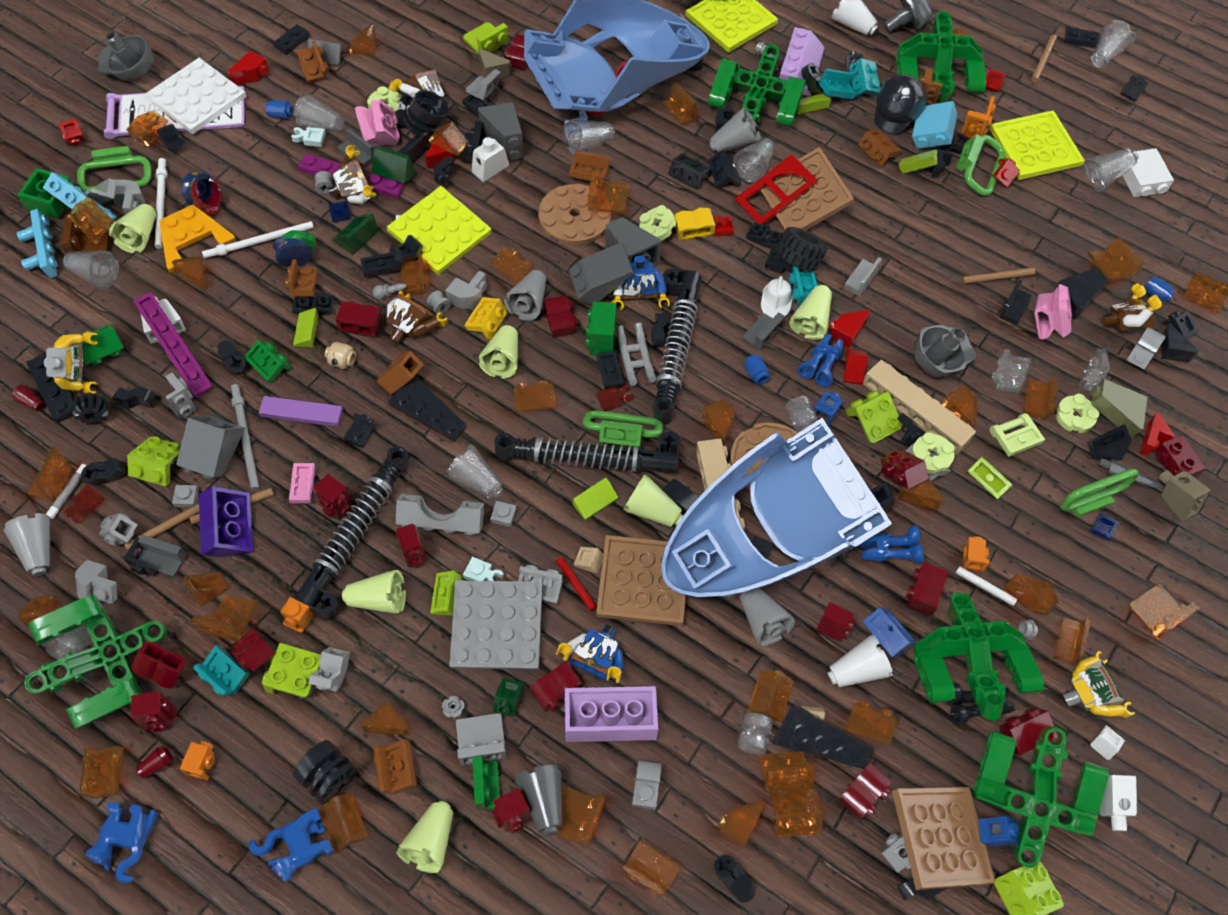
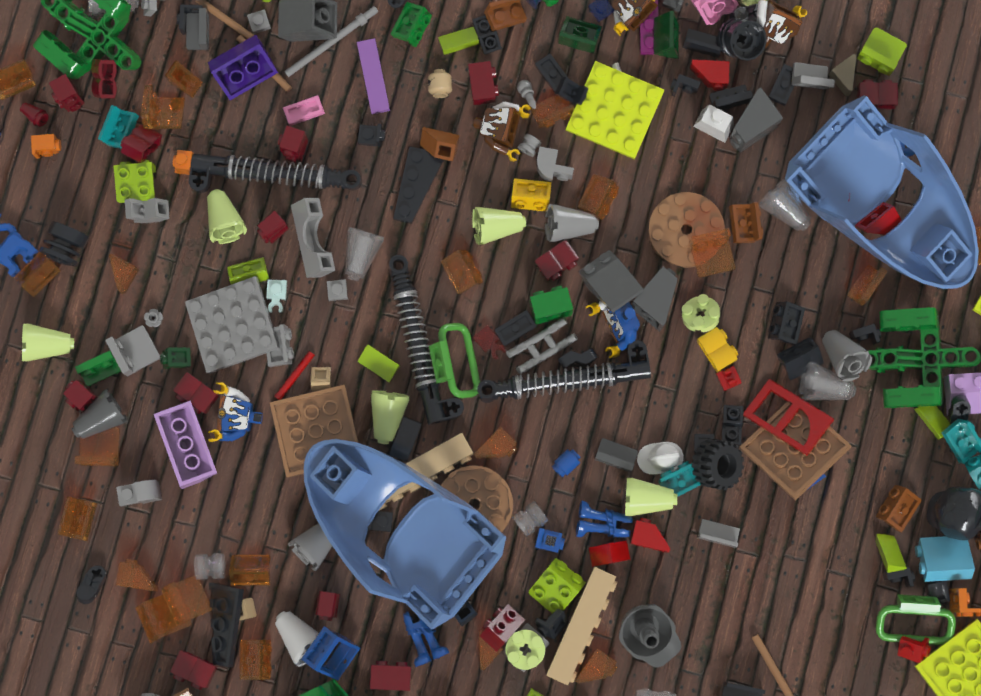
camera: 75 degrees right, 20 degrees up
(395, 767) = (89, 293): dark orange bracket -> none
(449, 139) = (717, 75): clear orange slope -> none

